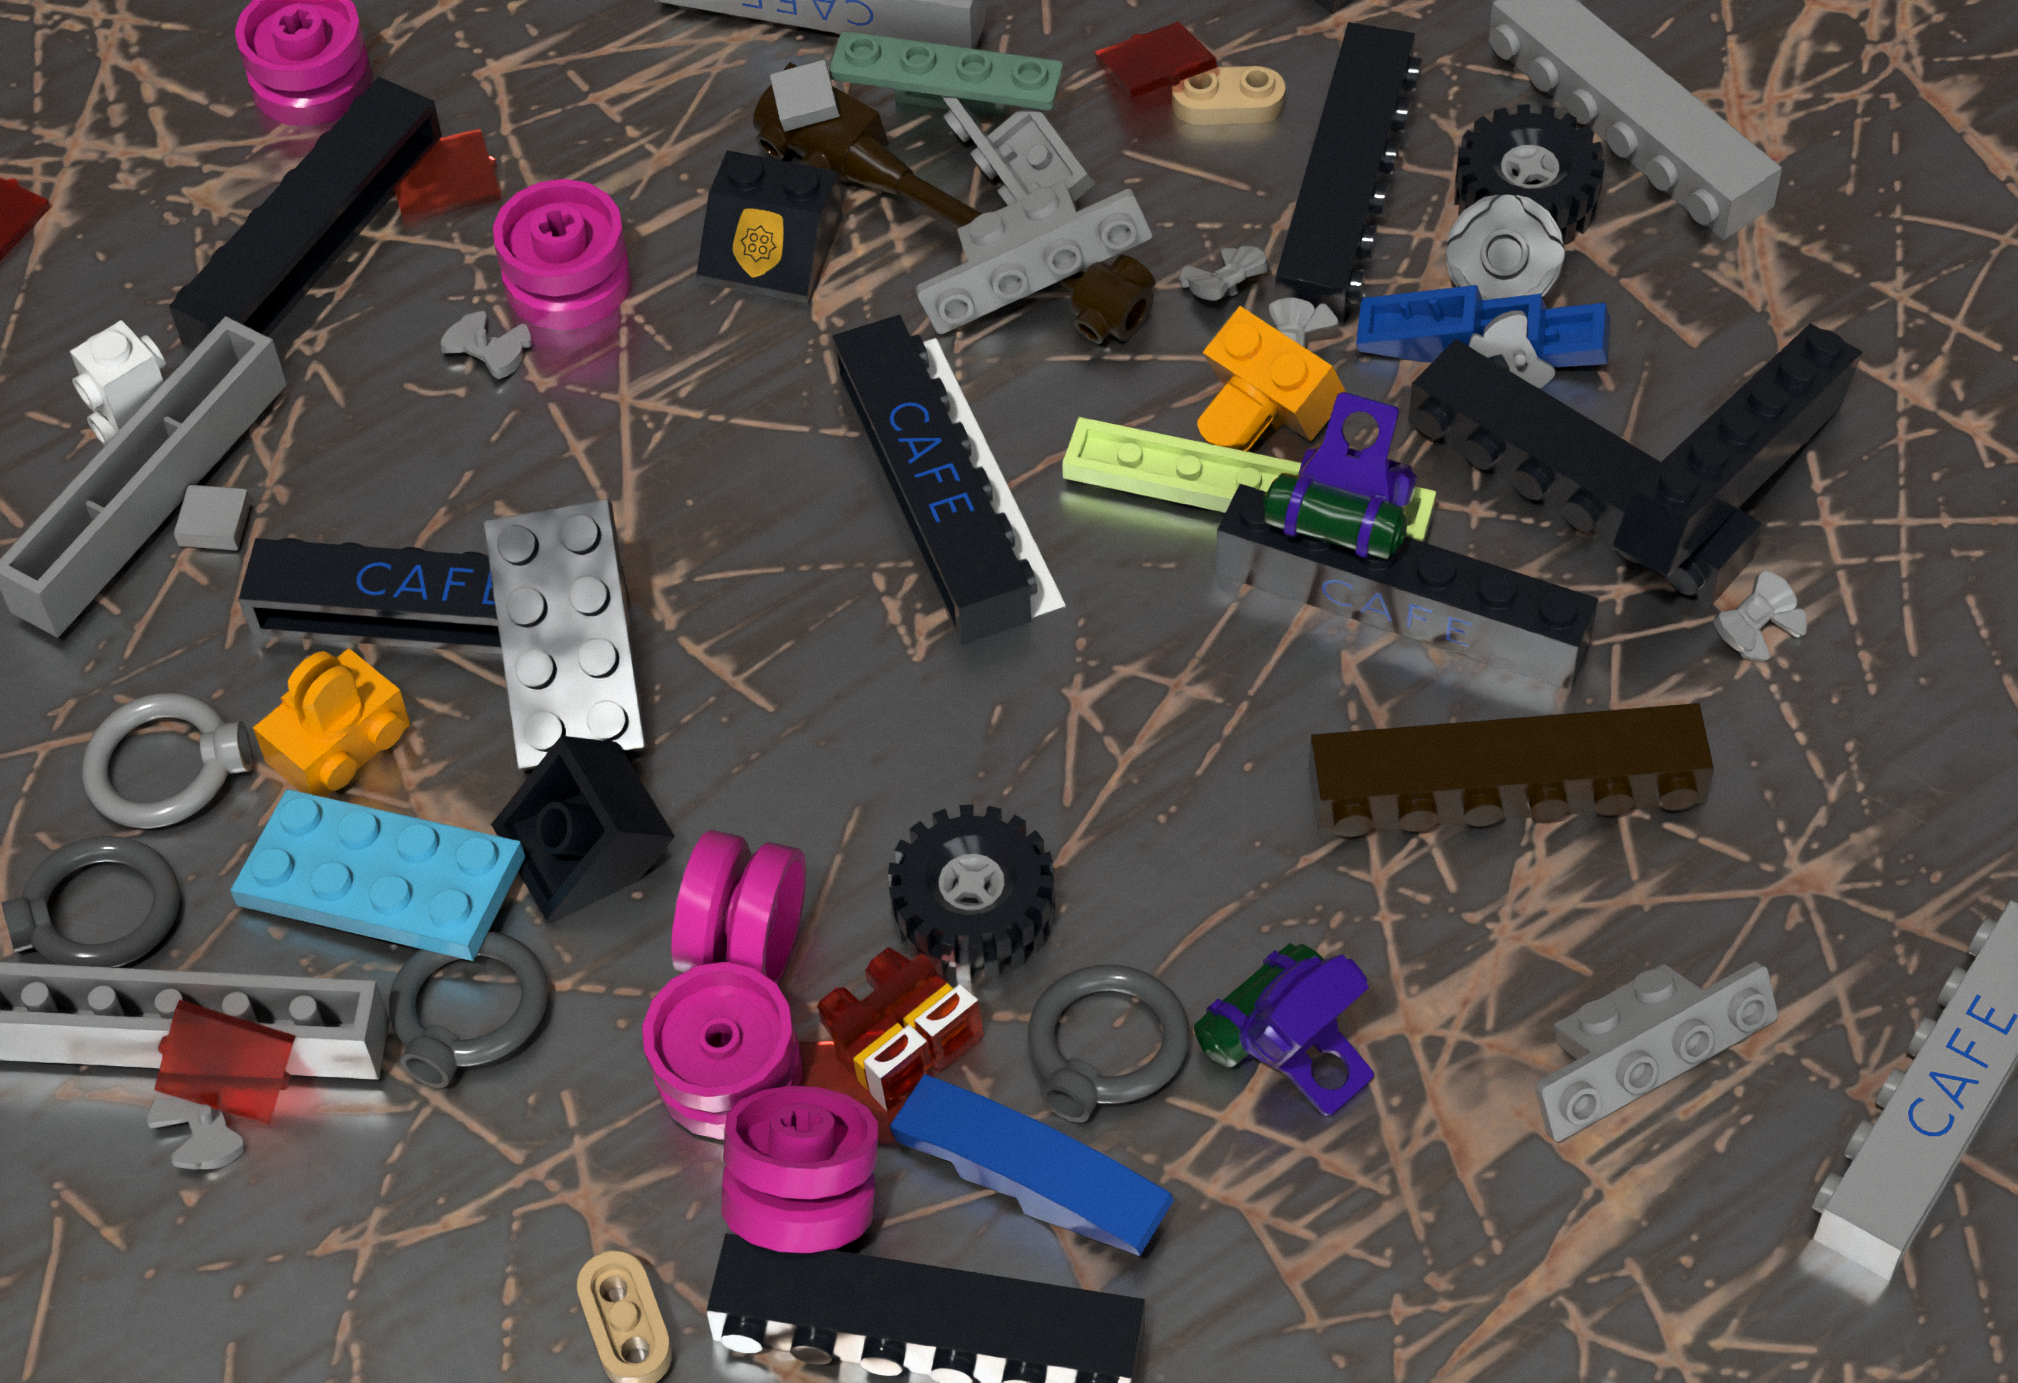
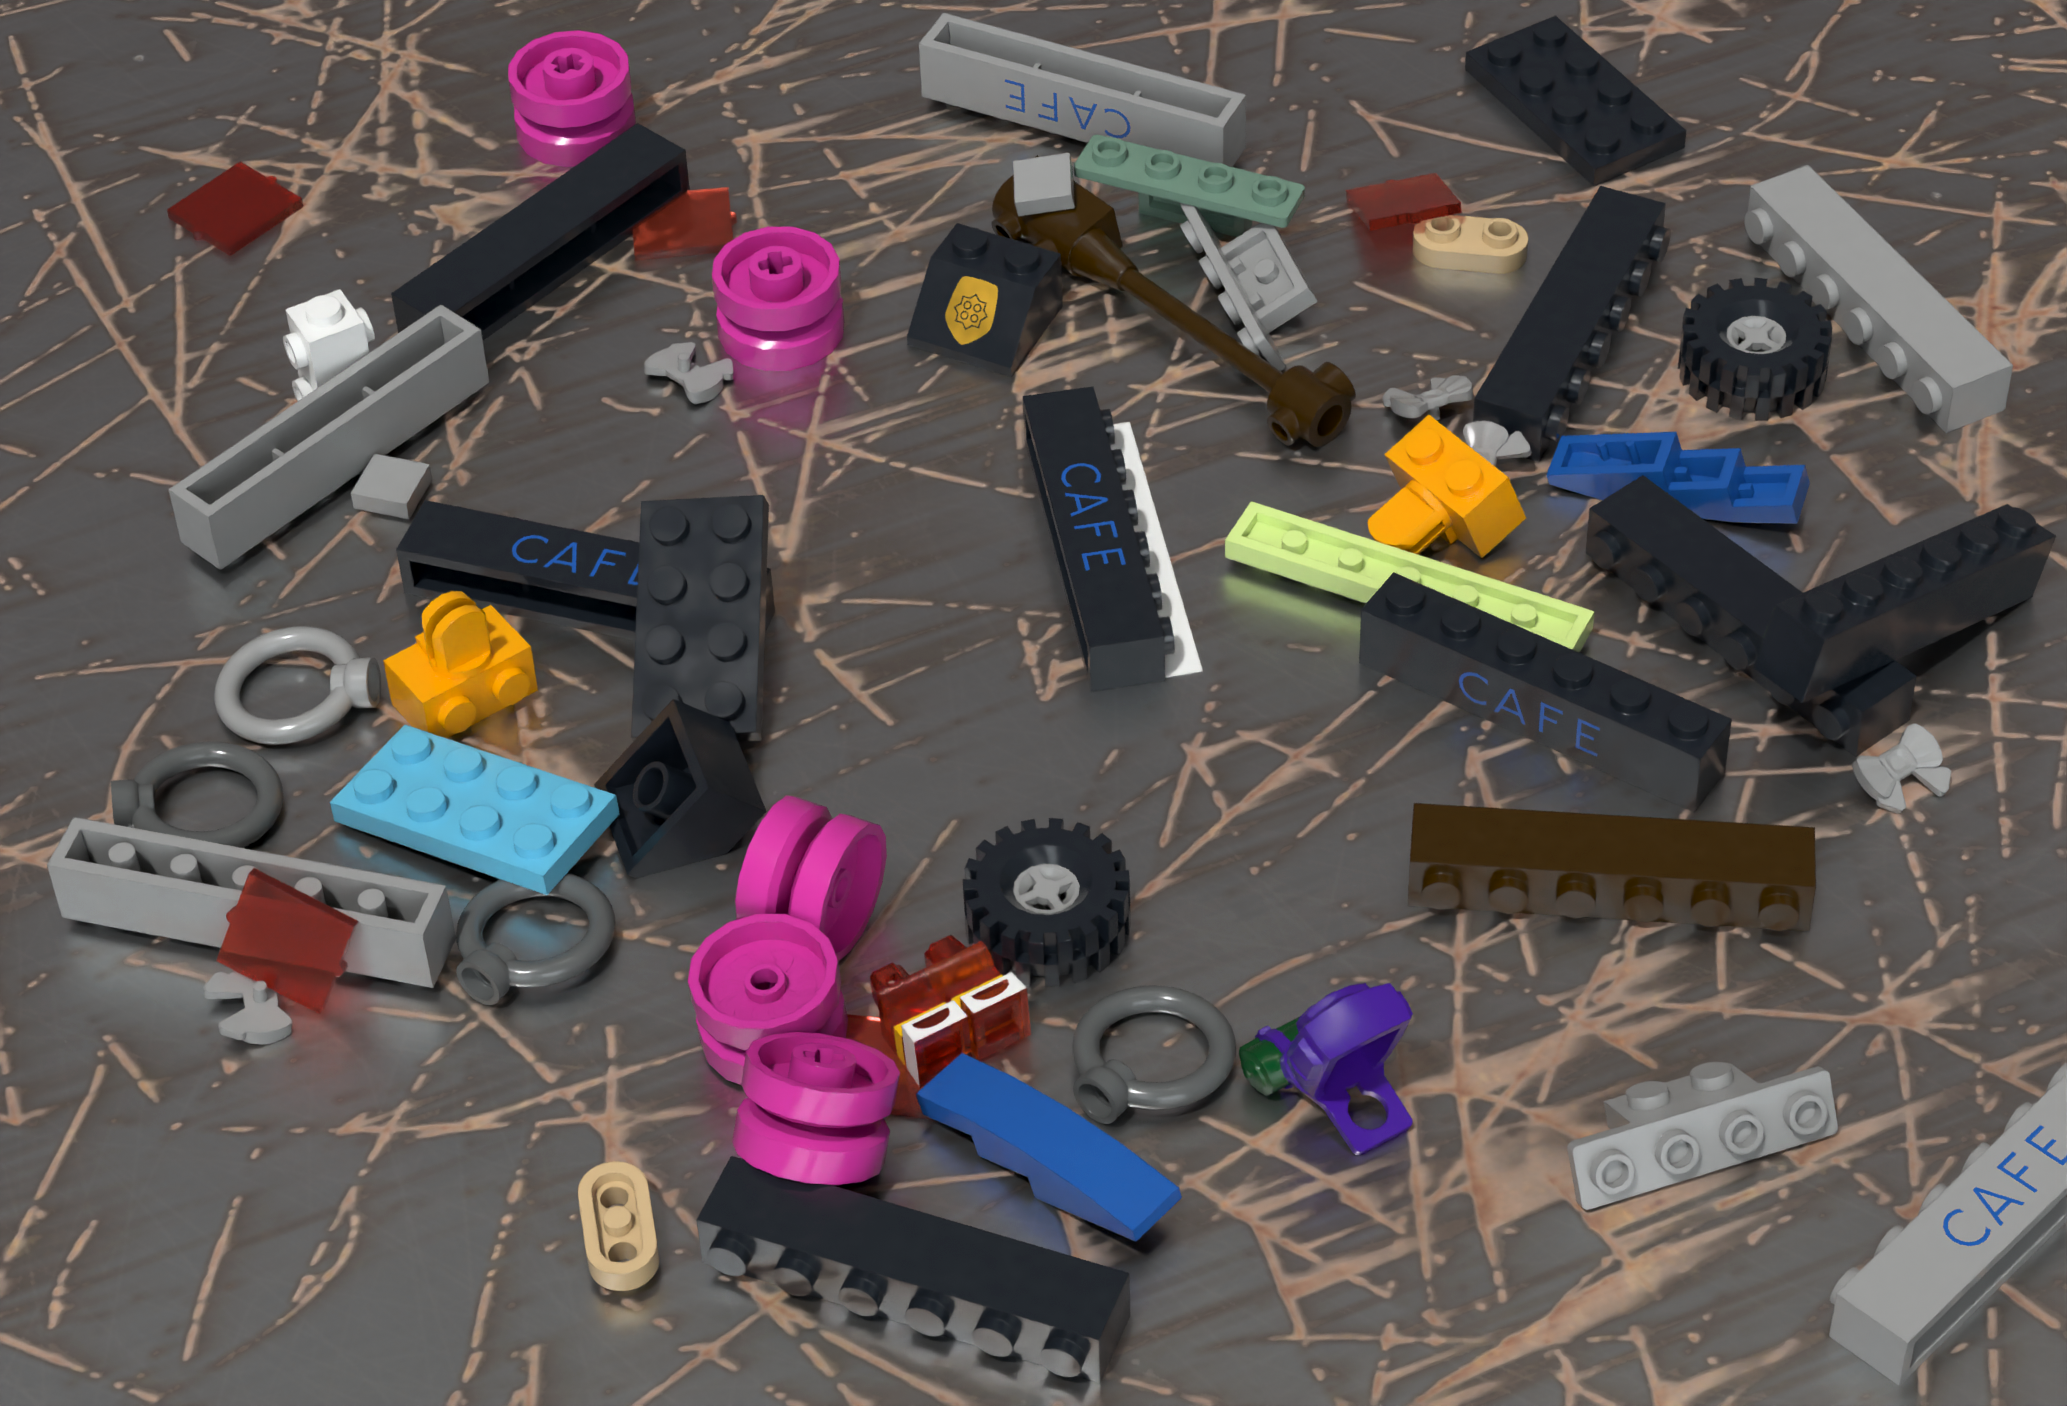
camera: 10 degrees right, 10 degrees down
(1029, 249) = (1234, 346): light grey bracket -> none
(1347, 492) = (1493, 588): piece -> none
(1506, 248) = (1715, 403): tile -> none
(1508, 337) = (1697, 482): light grey piece -> none

